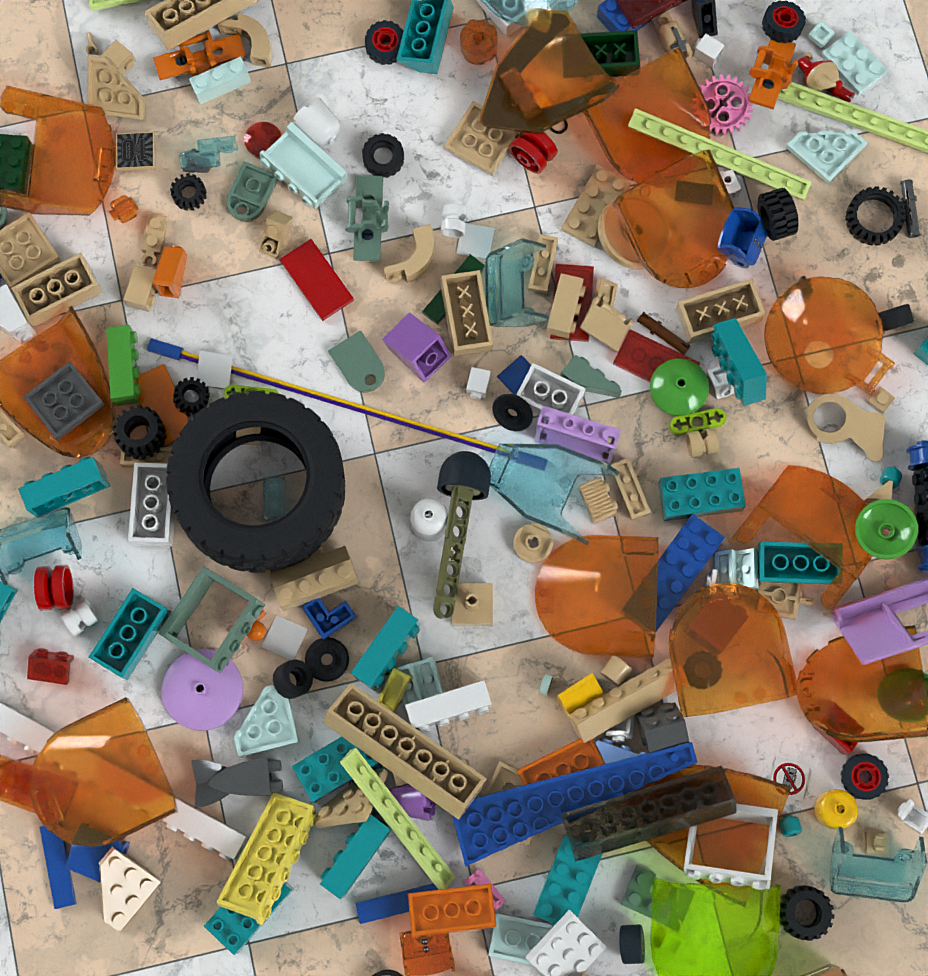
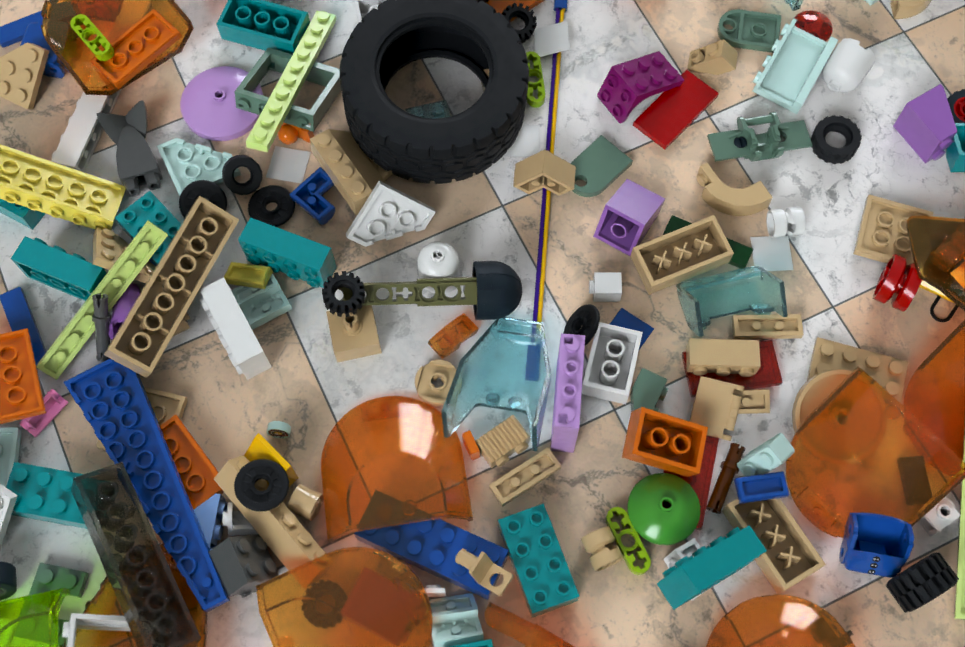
camera: 75 degrees right, 10 degrees down
(98, 800) = (94, 44): none -> lime beam
(135, 758) = (137, 48): none -> orange tile
(209, 613) = (290, 82): none -> yellowish green plate
(288, 304) = (635, 81): none -> magenta bracket
(297, 724) = (204, 189): none -> black wheel
(359, 408) = (546, 172): none -> tan brick
(368, 554) = (388, 216): none -> white plate
(393, 76) = (927, 124): none -> medium lavender slope
(417, 822) = (101, 318): none -> dark grey pin
(451, 587) = (337, 282): none -> black tyre
(493, 521) = (452, 336): none -> clear orange slope
(595, 526) = (470, 445): none -> orange tile
(600, 711) = (261, 500): none -> black wheel
(632, 370) = (665, 442): none -> orange brick
(658, 297) = (766, 456): none -> light aqua brick
(684, 307) = (761, 487): none -> blue tile
(708, 535) = (482, 570): none -> tan bracket

